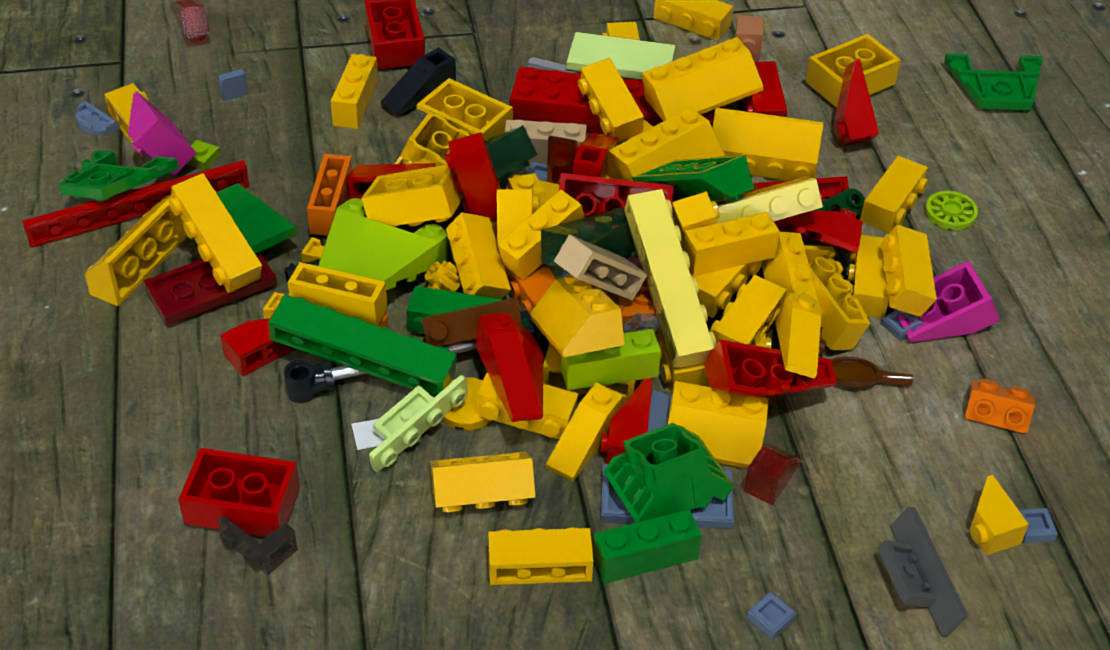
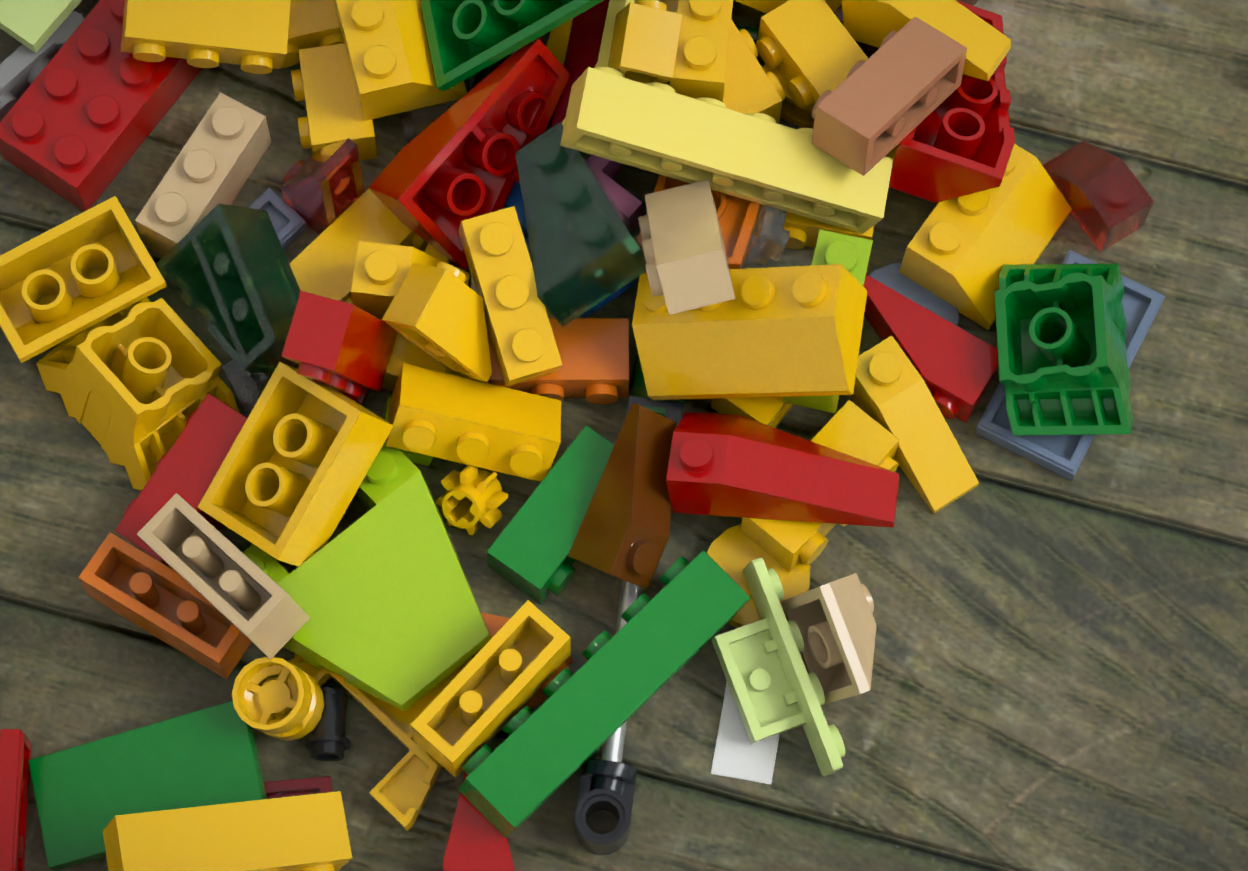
camera: 65 degrees left, 25 degrees up
(300, 235) = (278, 698): none -> yellow wheel
(341, 181) = (223, 576): none -> tan brick
(446, 429) = (836, 635): none -> tan slope
(482, 480) = (937, 615): yellow slope -> none
(540, 556) = (1117, 596): yellow brick -> none
(593, 155) = (333, 112): red slope -> none
(646, 546) = (1169, 439): green brick -> none
(741, 322) = (887, 95): none -> nougat brick

